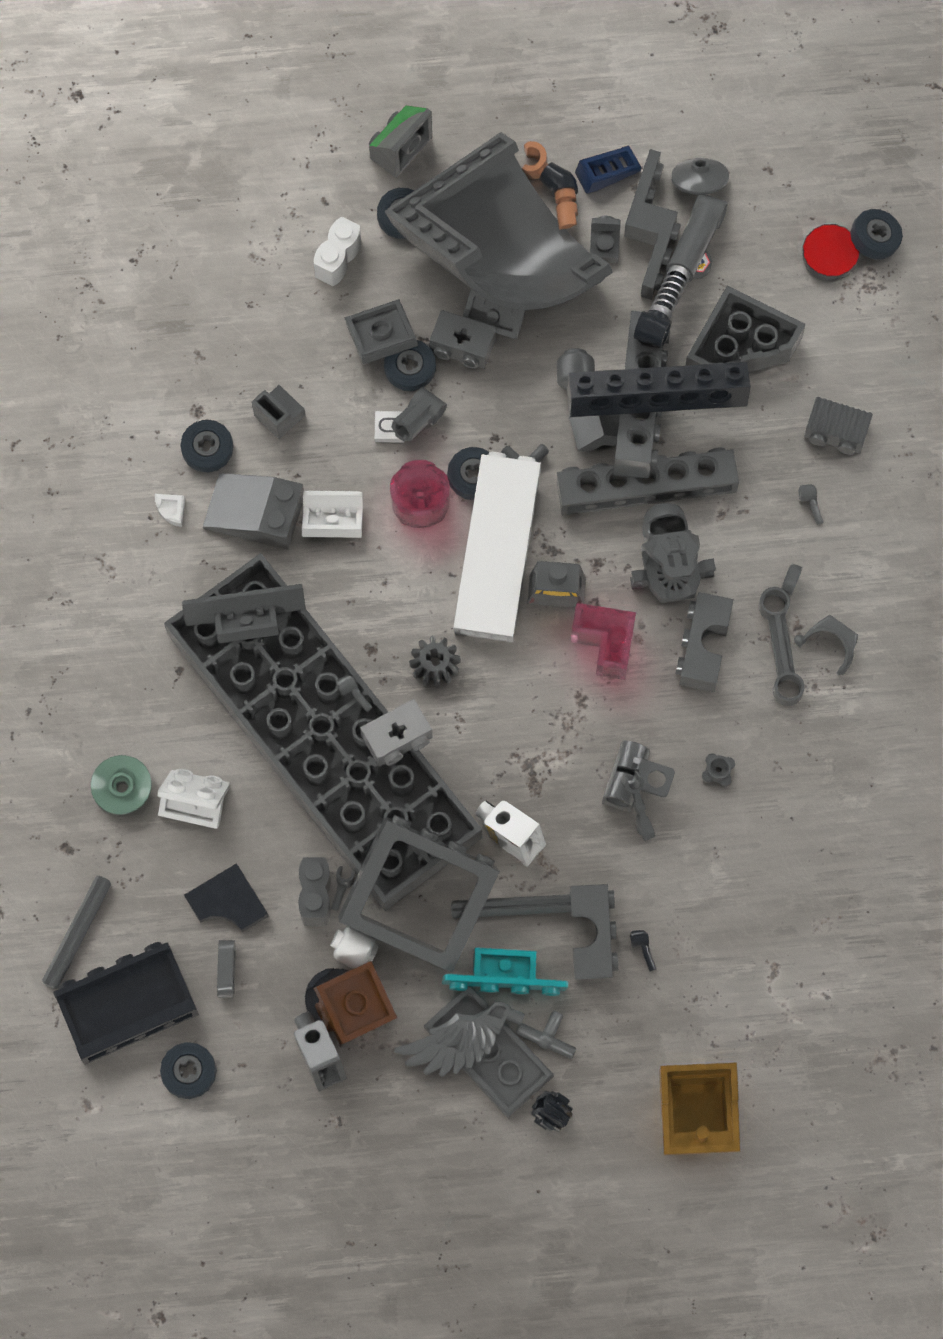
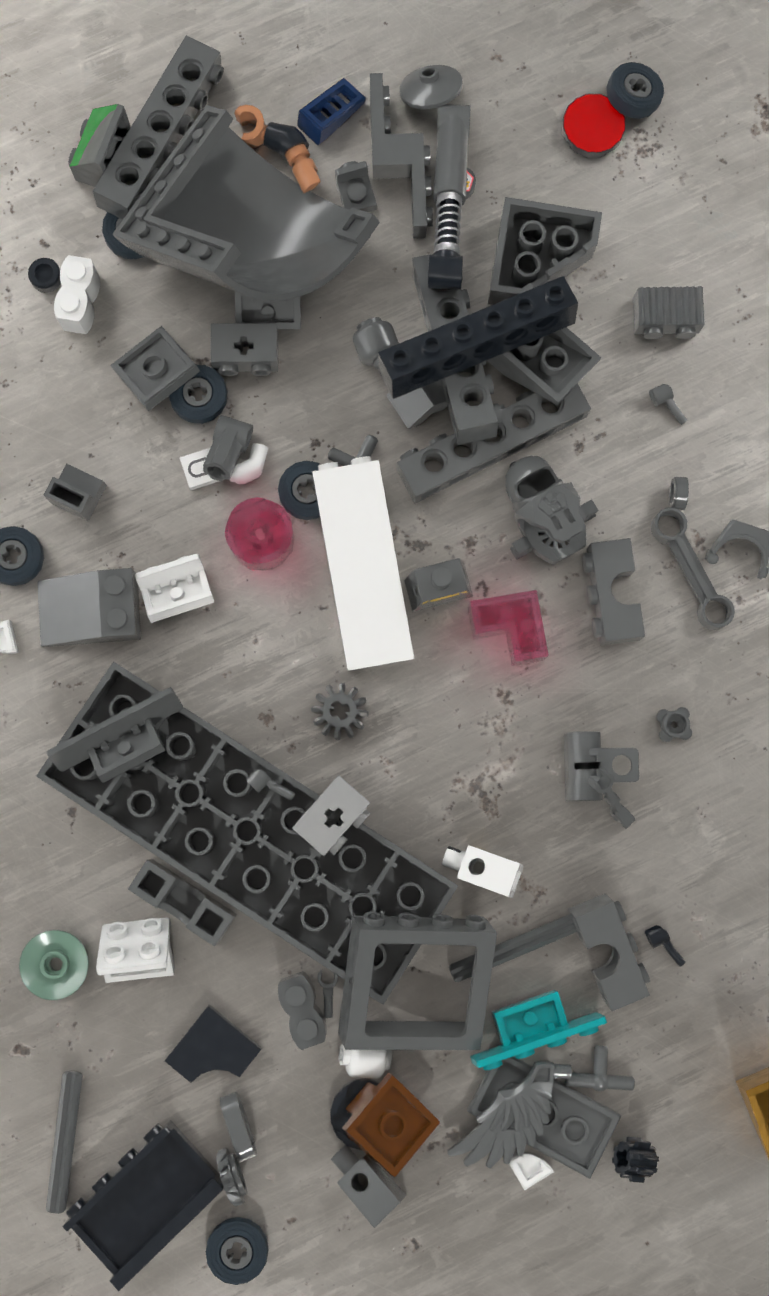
camera: 25 degrees left, 10 degrees up
(206, 1003) = (231, 1176): none -> dark grey gear
(245, 768) = (183, 900): none -> dark grey arch
(316, 227) = (44, 275): none -> black tile
(433, 439) = (251, 468): none -> white arm
(459, 125) = (190, 61): none -> dark grey brick
(459, 1091) = (530, 1169): none -> white tile
(714, 433) = (549, 364): none -> dark grey slope

